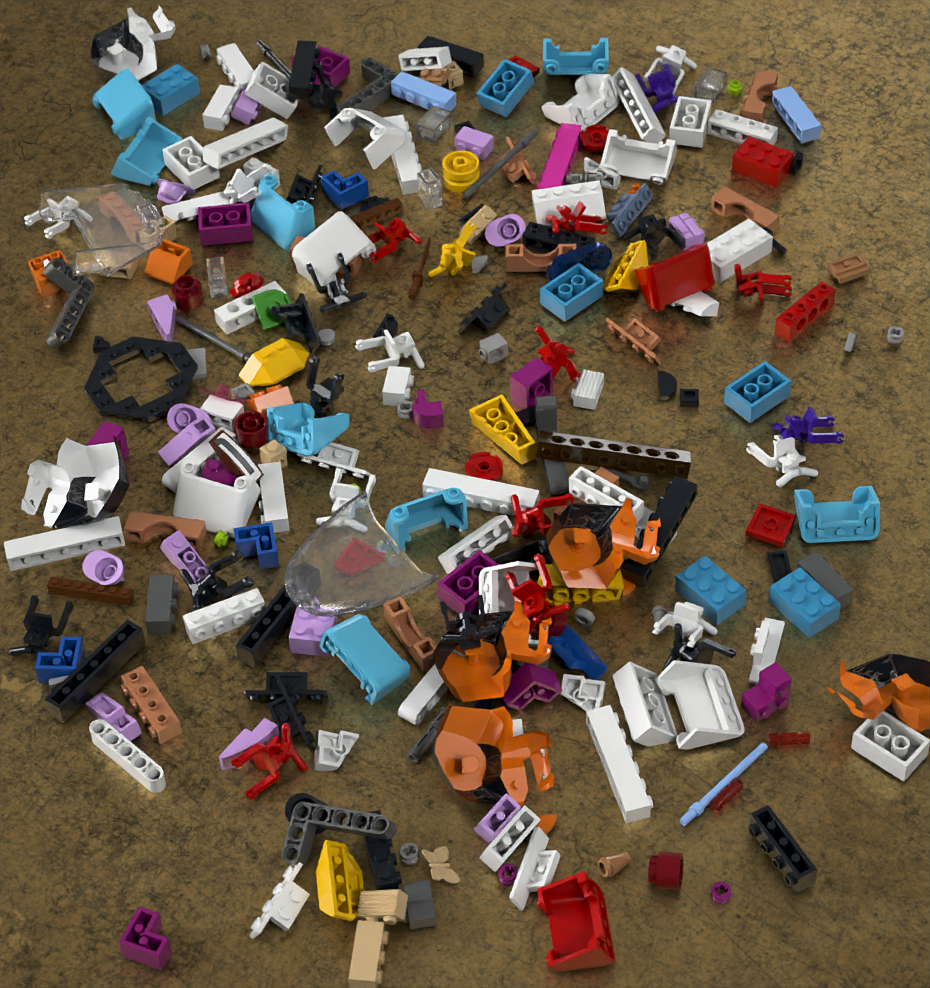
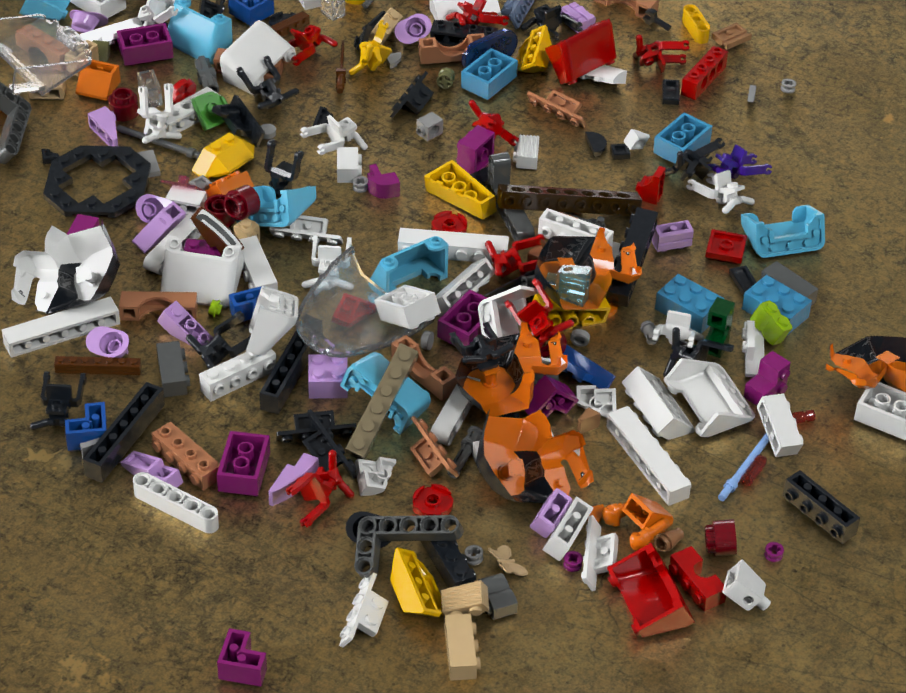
camera: 15 degrees left, 5 degrees down
(182, 226) = (103, 50): none -> olive slope
(203, 721) = (243, 463): none -> magenta brick
(212, 314) = (155, 119): none -> white piece
(264, 568) = (271, 320): none -> white windscreen
(270, 425) = (242, 202): none -> dark red piece
(280, 265) = (206, 74): none -> dark grey piece
(335, 696) = (381, 401): none -> dark tan arch
(382, 778) = (436, 492): none -> red plate
(392, 731) = (429, 453): none -> nougat bracket
(408, 565) = (407, 306): none -> white brick
(425, 601) = (427, 340): none -> light grey tile
(450, 238) = (364, 37): none -> black tile
(526, 292) = (444, 82): none -> olive wheel
(566, 715) = (588, 421): none -> medium nougat slope
(582, 559) = (572, 283): none -> clear light blue torso
(594, 835) = (645, 513): none -> orange torso
(635, 929) = (705, 591): none -> red arch
(674, 932) = (745, 587): none -> white torso
(707, 387) = (636, 139): none -> white slope
(708, 446) = (652, 186): none -> red arch
(714, 507) = (673, 236): none -> lavender brick
(730, 618) = (720, 323): none -> dark green arch
(739, 245) = (631, 22): white brick -> none
(760, 421) = (695, 161): none -> black piece
(764, 330) = (670, 92): none -> black tile
(765, 747) = (780, 425): none -> white brick
(790, 624) = (771, 322): none -> lime brick
(813, 250) = (696, 24): none -> yellow beam

